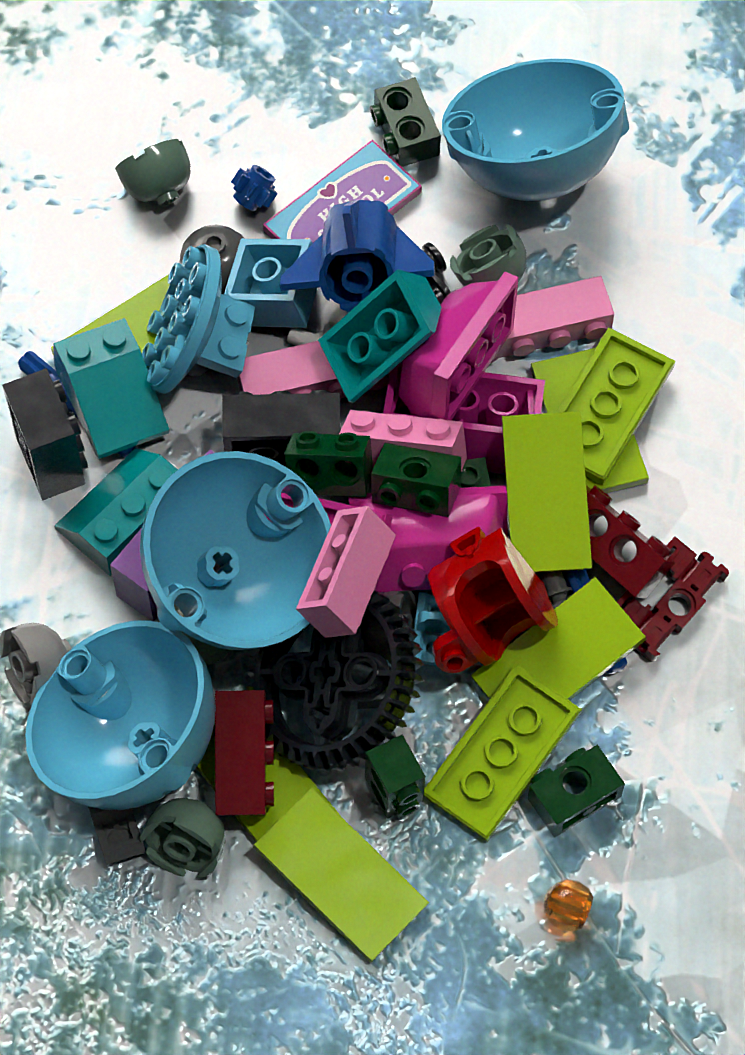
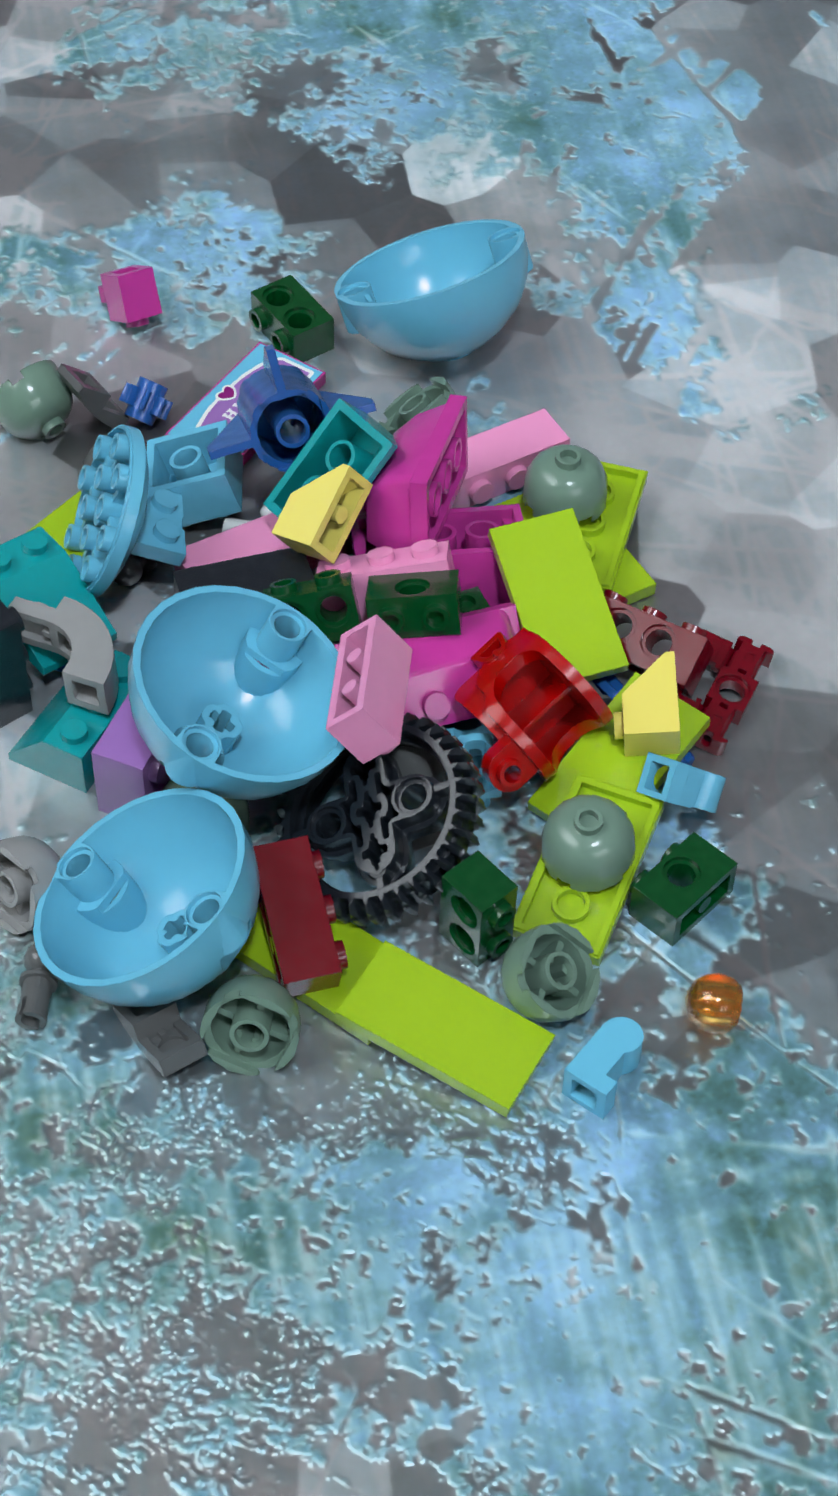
camera: 15 degrees left, 15 degrees down
(20, 770) = (36, 992): none -> dark grey pin
(133, 476) = (80, 638): none -> light grey arch
(205, 179) = (92, 395): none -> dark grey slope
(268, 68) = (130, 295): none -> dark pink brick
(356, 380) = (323, 513): none -> light yellow slope
(437, 852) = (550, 973): none -> sand green cylinder
(469, 929) = (598, 1066): none -> medium azure leg
(504, 736) = (588, 843): none -> sand green cylinder
(593, 368) = (566, 479): none -> sand green cylinder
(593, 623) = (651, 711): none -> light yellow slope
(606, 696) = (683, 785): none -> medium azure leg

